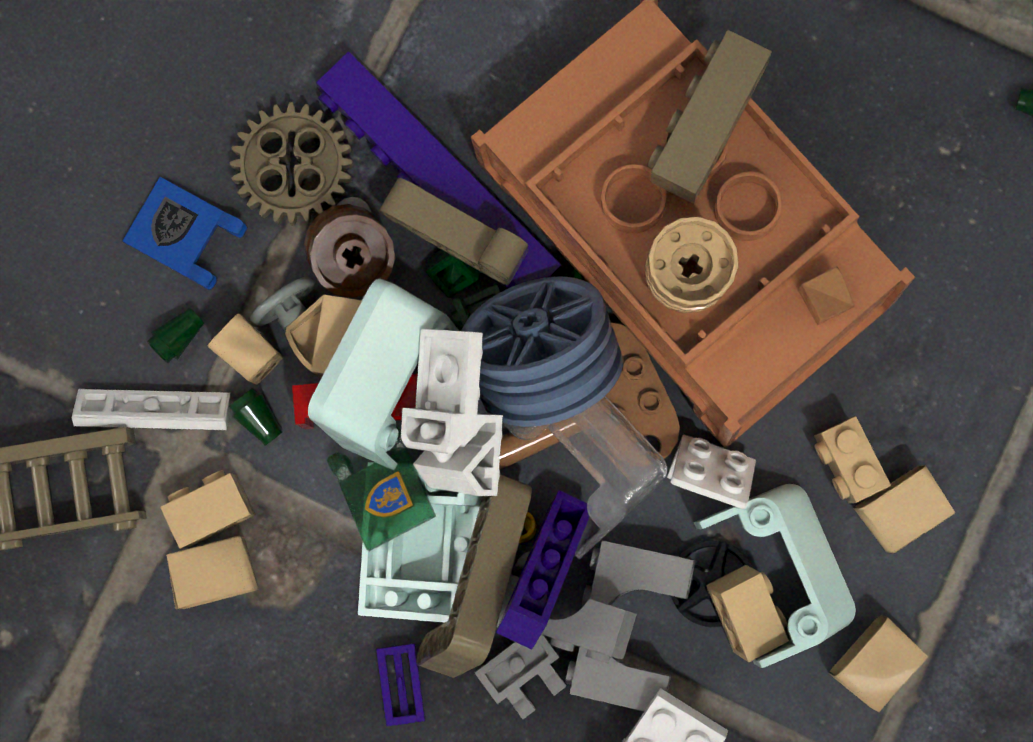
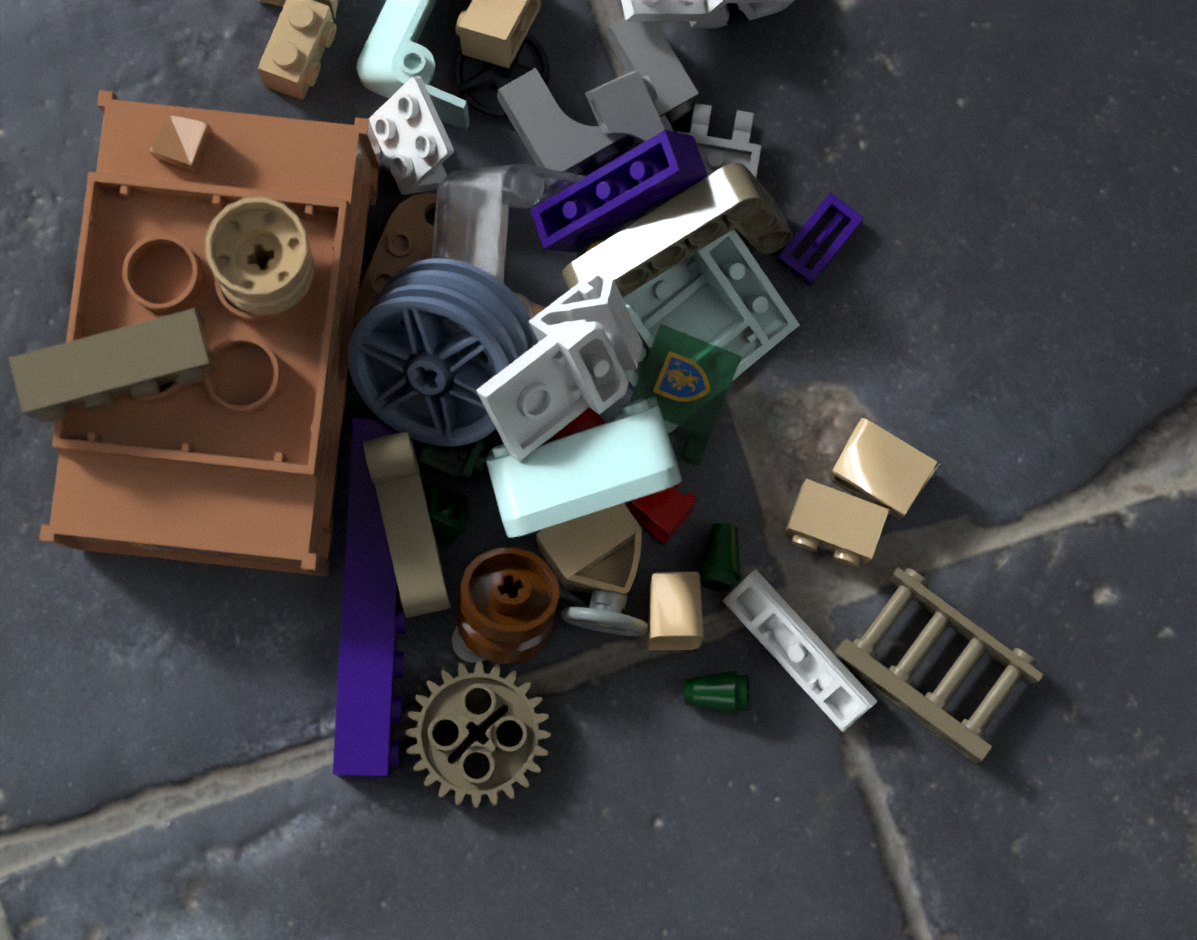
camera: 140 degrees left, 5 degrees down
(176, 229) = (627, 783): blue flag -> none

